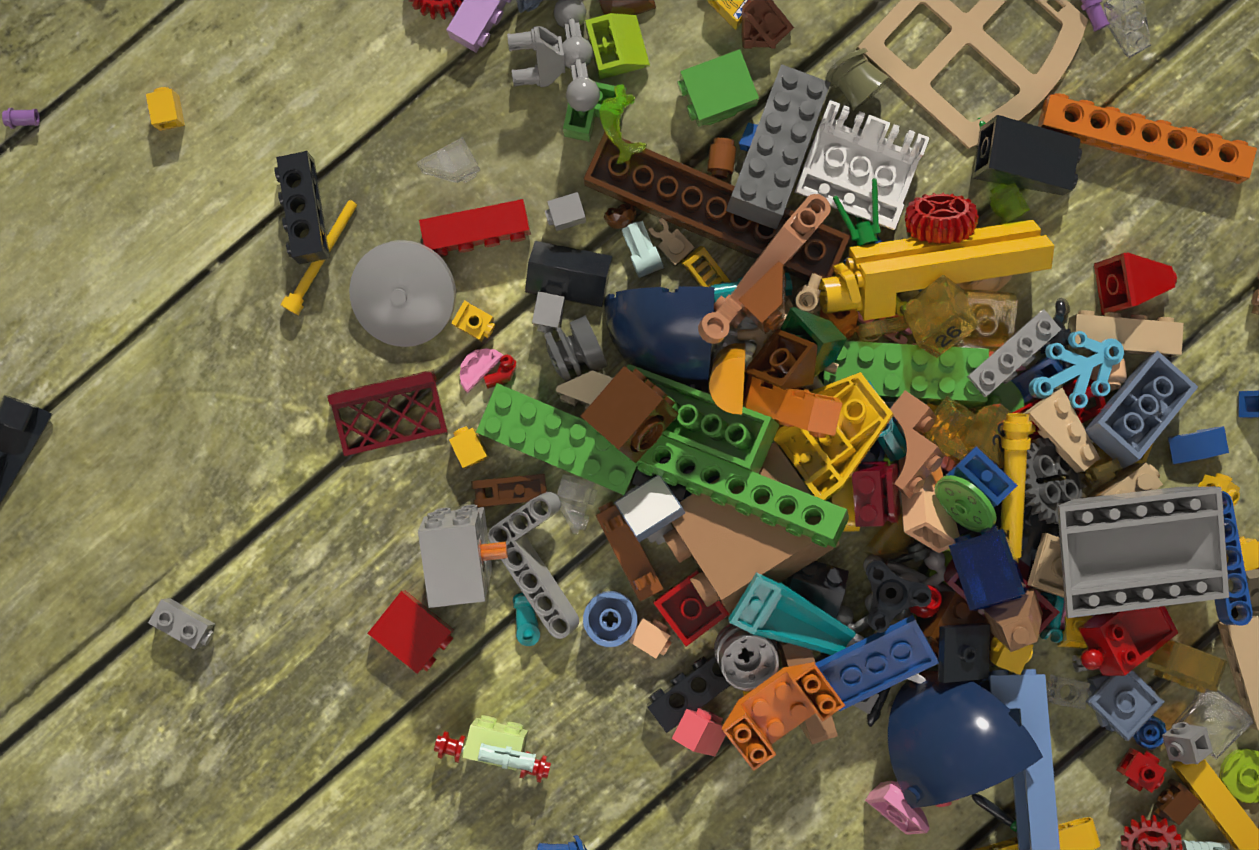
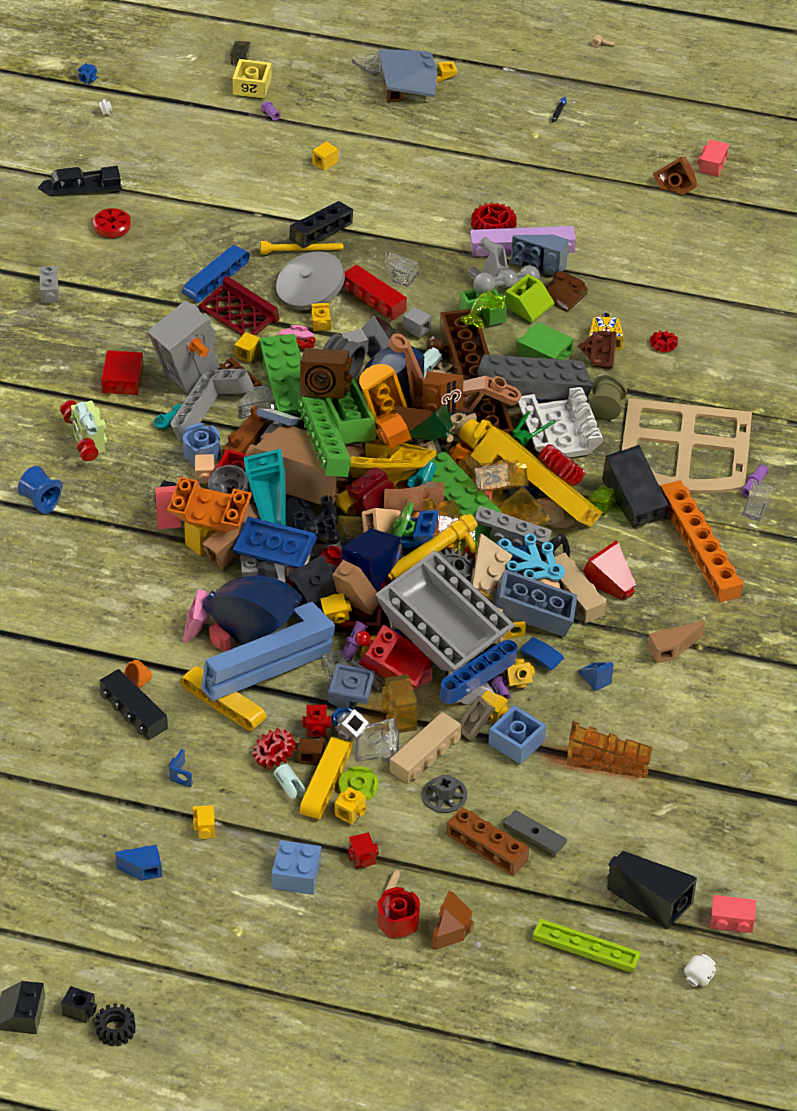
camera: 50 degrees right, 40 degrees down
(126, 467) = (112, 222): none -> red wheel
(301, 398) = (211, 276): none -> blue beam
(1051, 640) = (351, 646): none -> medium lavender pin

